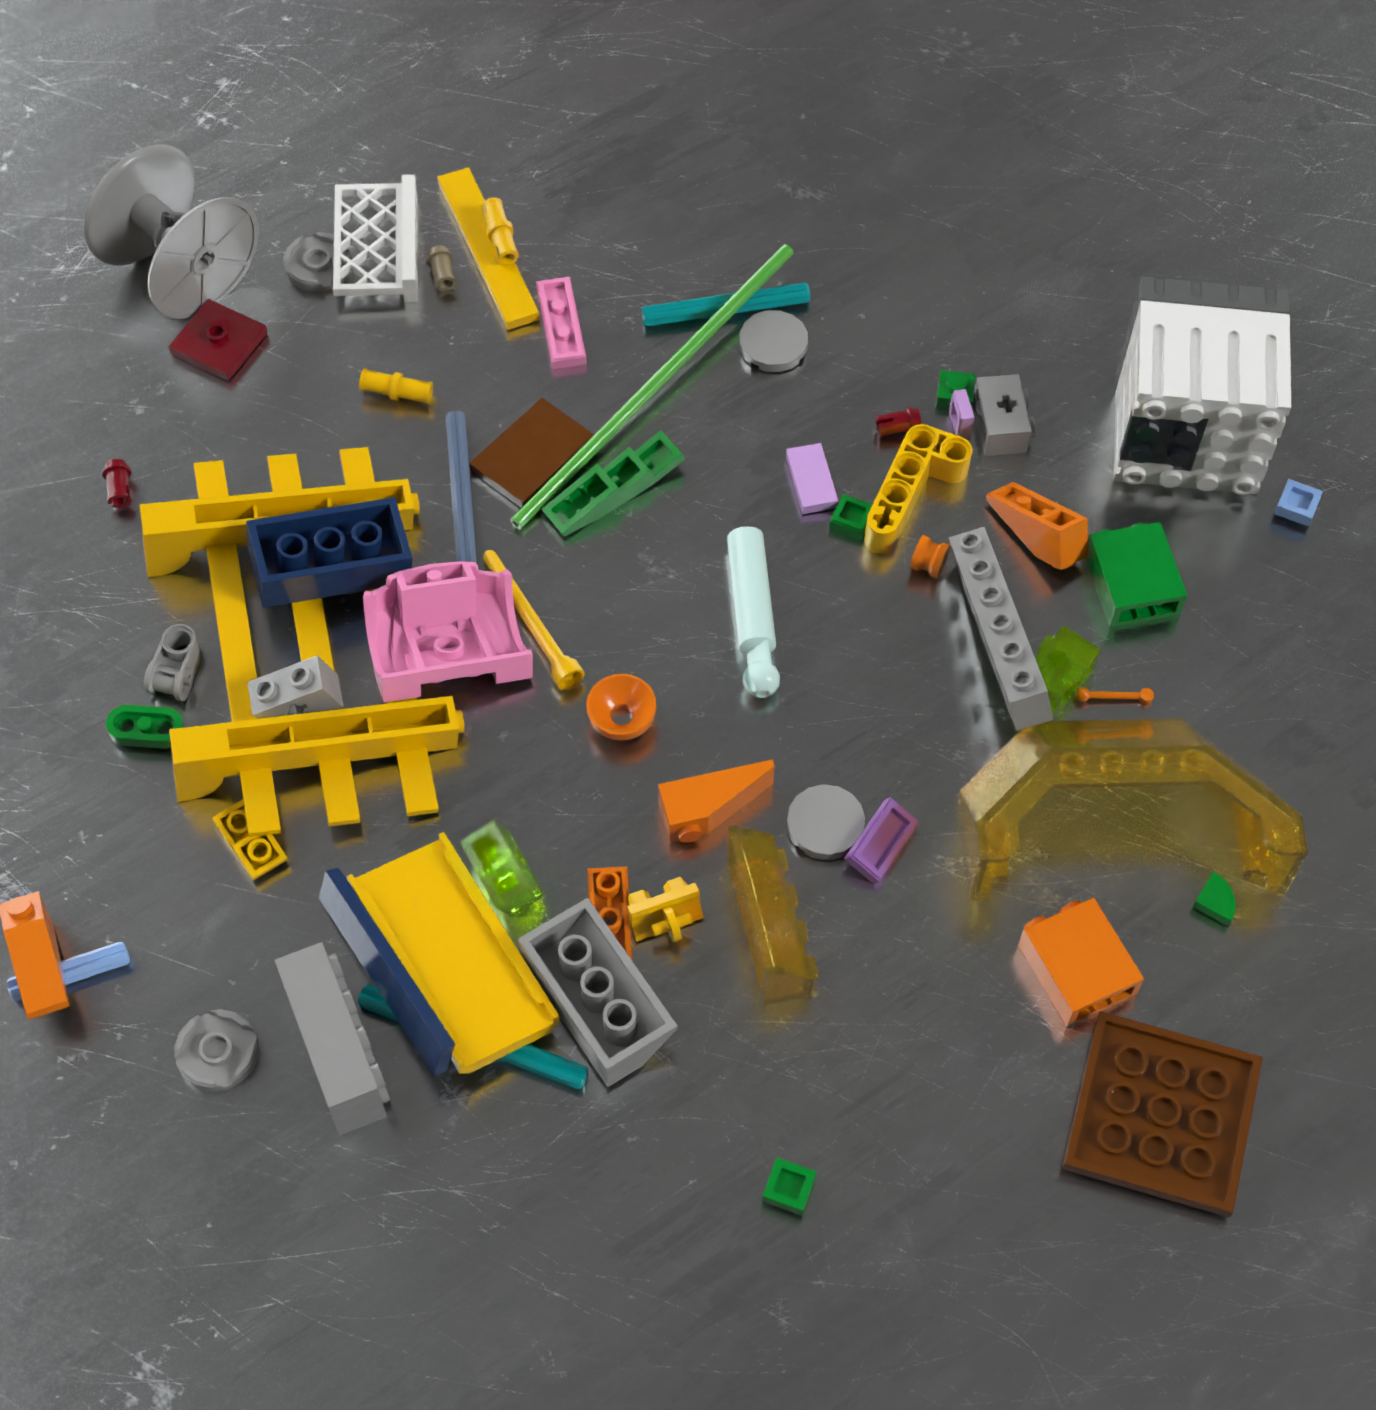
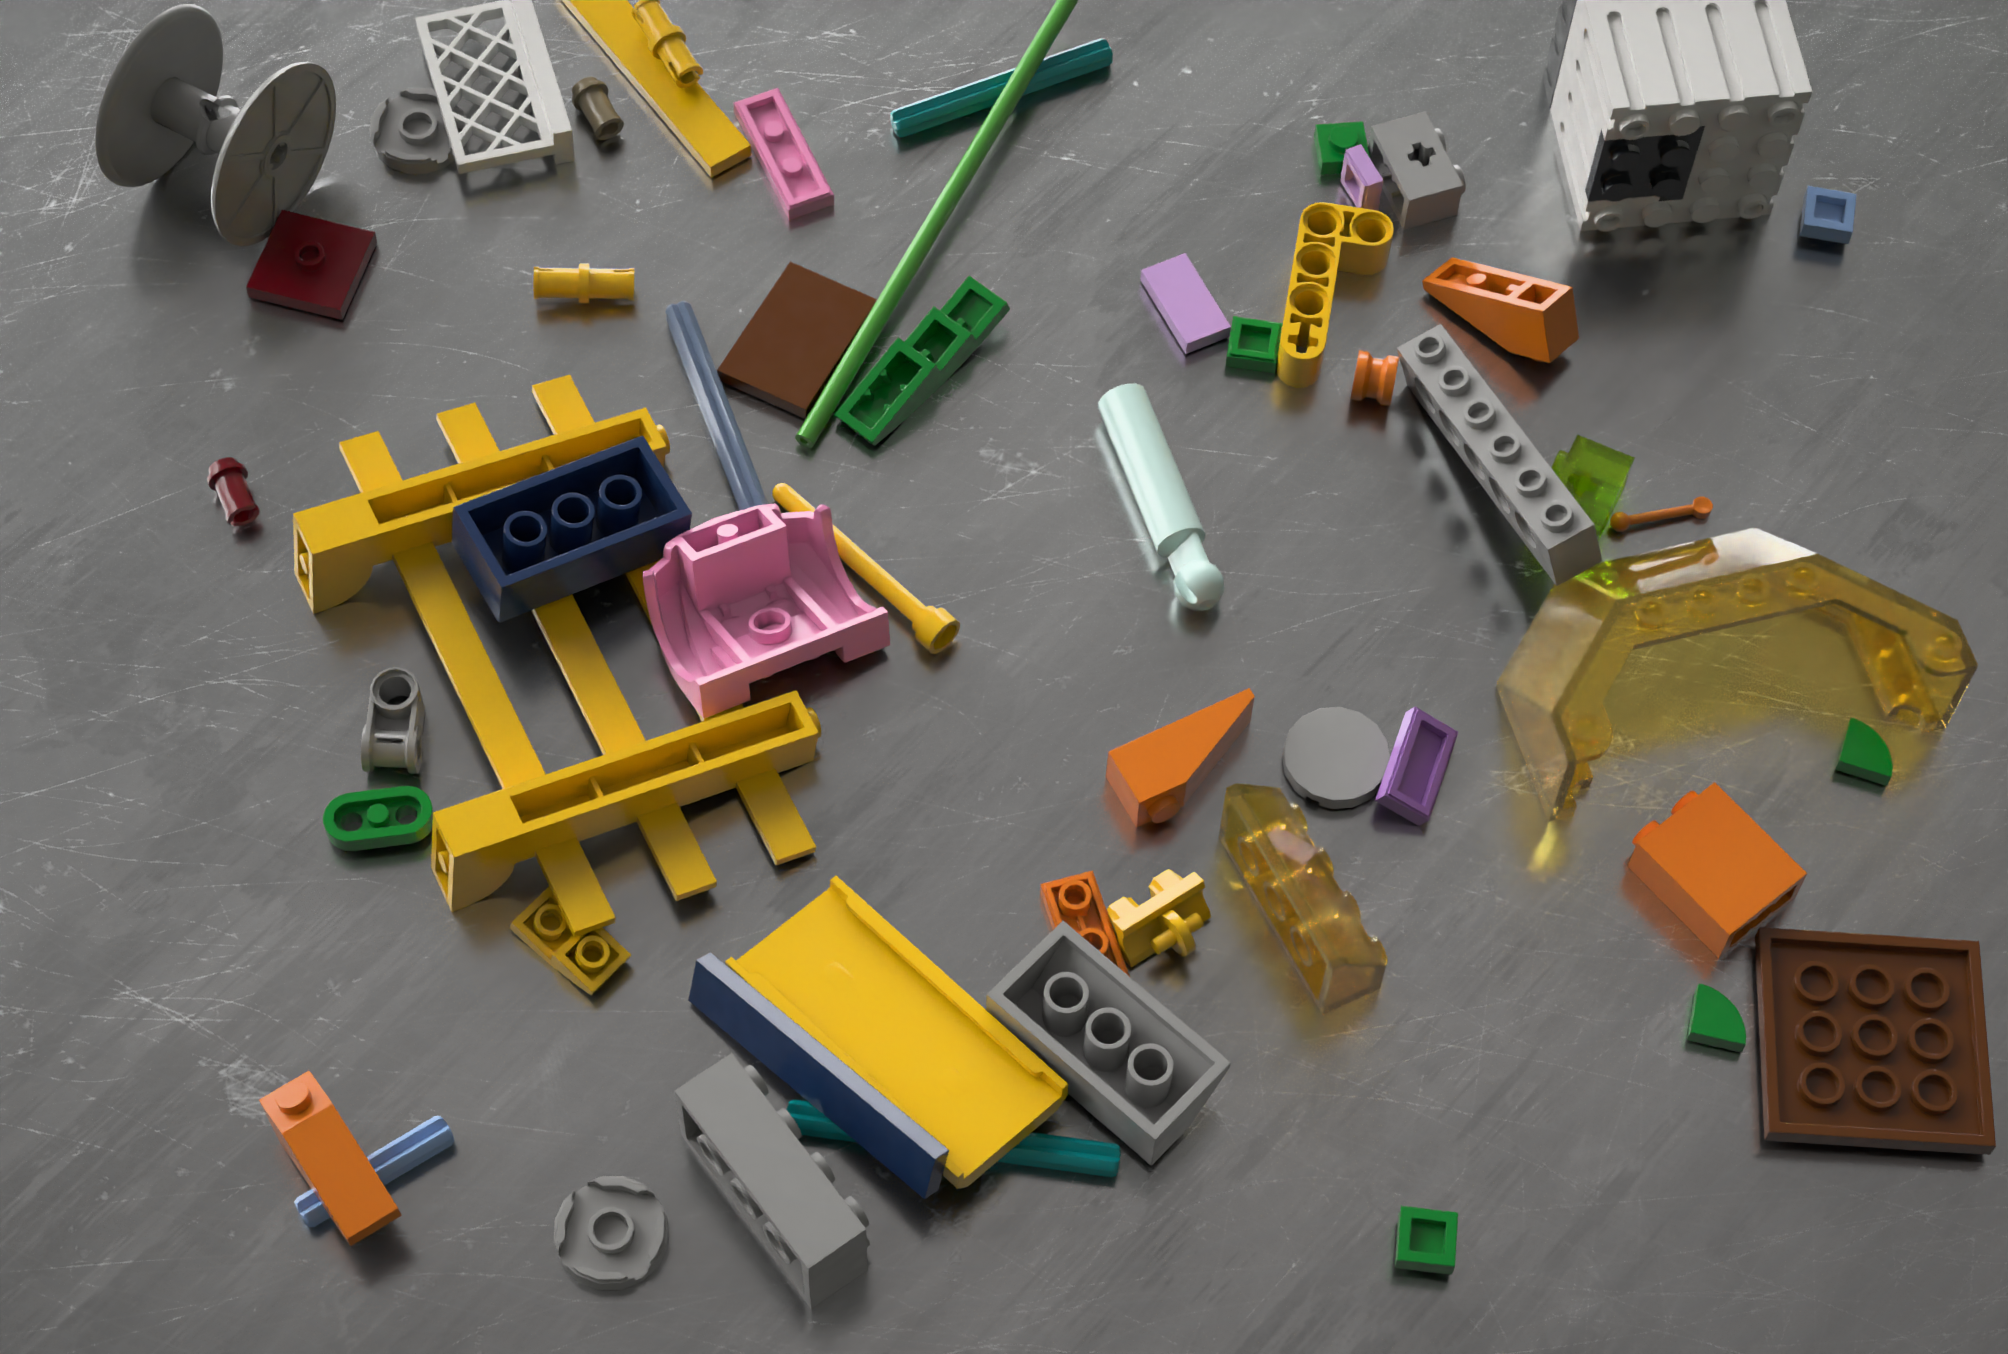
camera: 15 degrees left, 0 degrees up
(296, 690) = (583, 726): light grey brick -> none
(502, 868) = (931, 907): clear neon green brick -> none
(617, 693) = (1025, 640): orange piece -> none
(773, 340) = (1080, 126): light grey tile -> none
(897, 421) = (1280, 205): dark red pin -> none
(1050, 1072) = (1716, 1020): none -> green tile
(1135, 574) = (1647, 350): green brick -> none

